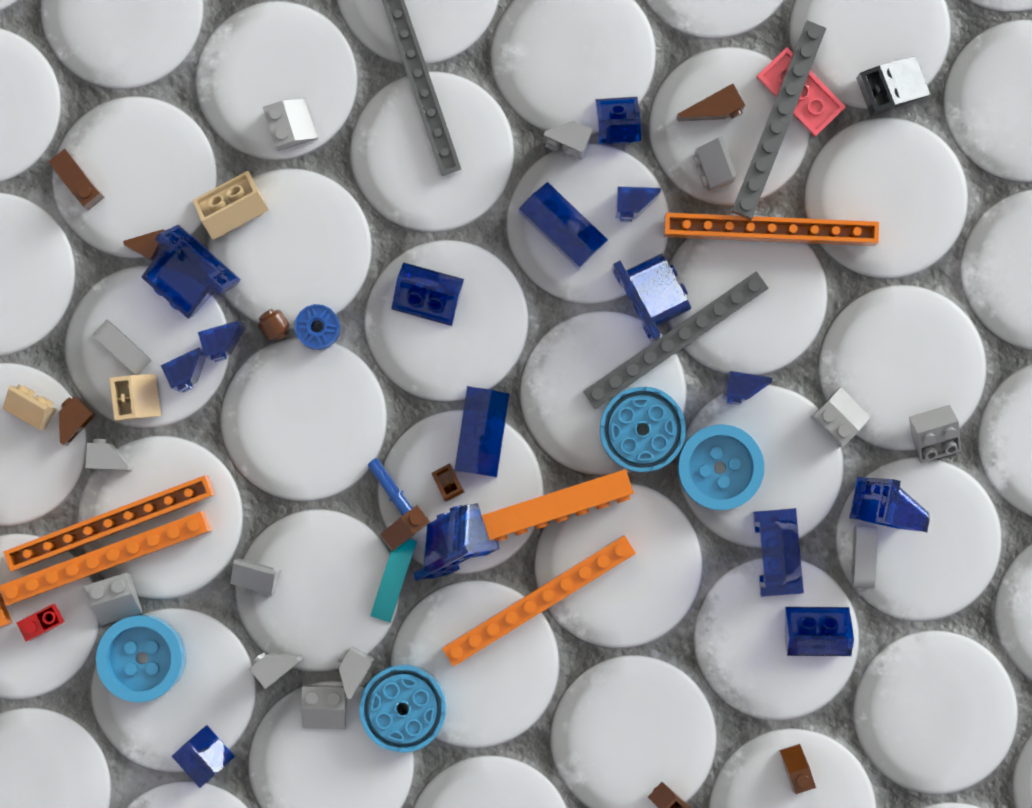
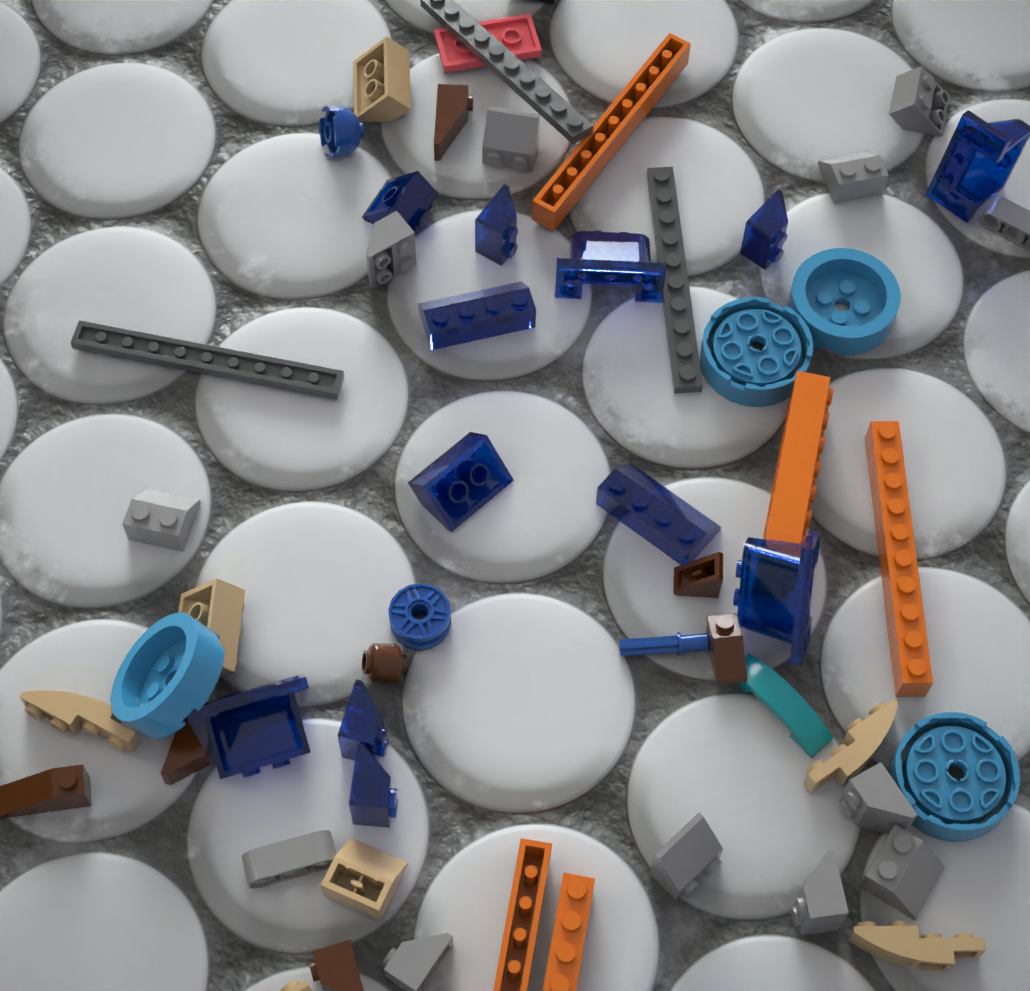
camera: 65 degrees left, 25 degrees down
(132, 160) = (76, 711): none -> tan slope
(161, 197) = (167, 675): none -> dark azure brick
(278, 727) = (904, 947): none -> tan slope
(396, 643) = (859, 747): none -> tan slope
(652, 41) = (340, 131): none -> blue cylinder
(715, 40) = (382, 82): none -> tan slope
(779, 552) = (974, 287): clear blue windscreen -> none

